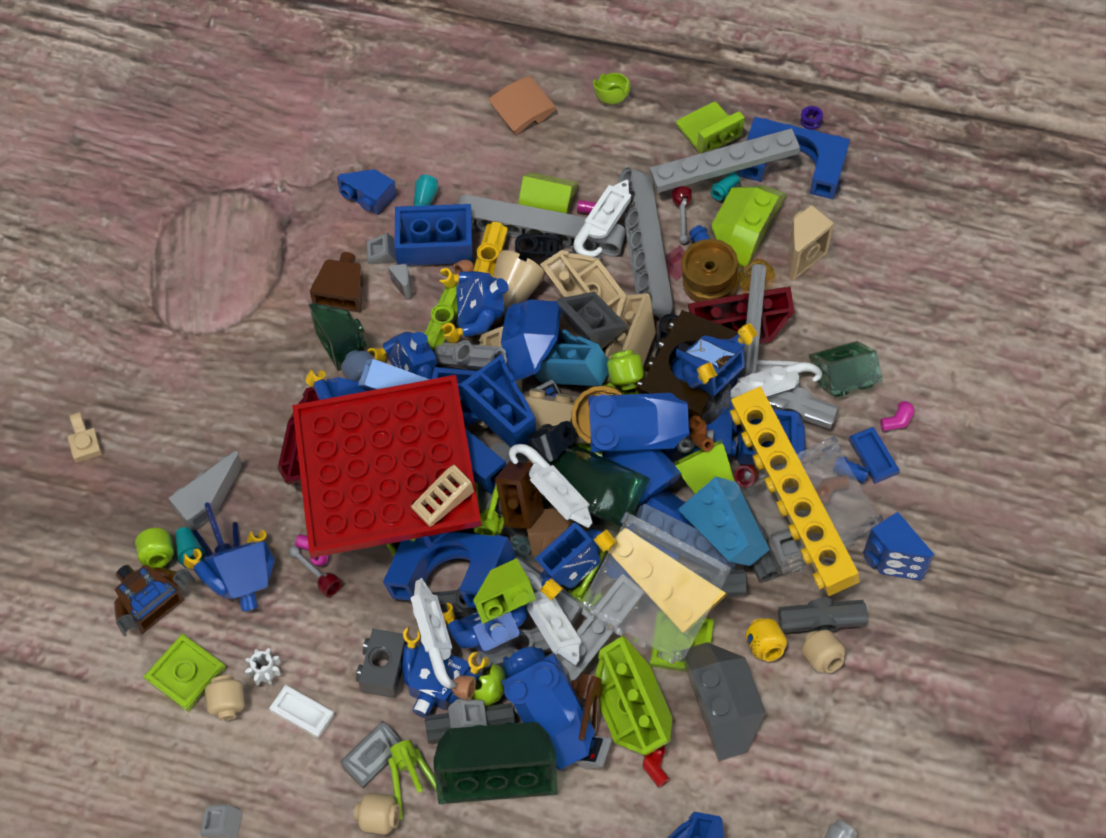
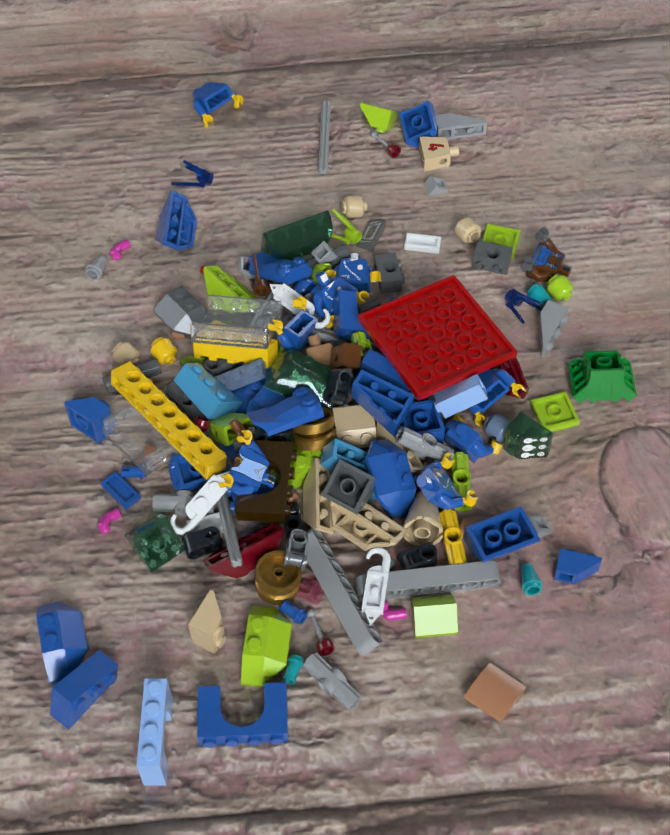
camera: 160 degrees right, 5 degrees down
(84, 442) = (650, 335): tan plate -> none
(190, 396) = (602, 377): none -> green slope
(225, 648) = (492, 257): none -> dark grey brick
(236, 570) = (499, 285): blue torso -> none
(266, 673) = (456, 251): white gear -> none
(275, 379) = (555, 411): none -> lime tile
(339, 284) = (549, 484): reddish brown torso -> none
(401, 279) = (507, 501): light grey slope -> none
(433, 631) = (362, 276): white plate -> none
(444, 482) = (381, 326): tan slope -> none
(465, 687) = (331, 257): nougat hinge -> none
(503, 591) = (326, 294): lime slope -> none
(554, 486) = (322, 350): white plate -> none
(612, 88) = (425, 730): lime hair -> none
(625, 369) = (308, 457): lime head -> none
(680, 148) = (332, 681): none -> light grey piece
(685, 264) = (296, 549): none -> dark grey piece
(711, 127) = (324, 721): lime bracket -> none
(724, 160) = (296, 675): light grey plate -> none
(725, 617) = (190, 359): none -> lime arm
(744, 275) = (241, 587): clear yellow plate -> none
(787, 346) = (200, 543): none -> black piece
(809, 123) = (232, 768): dark purple bush -> none
(892, 151) = (156, 709): none -> light blue arch
(962, 225) = (82, 688): none -> blue wedge
(981, 298) = (61, 639): none -> blue wedge

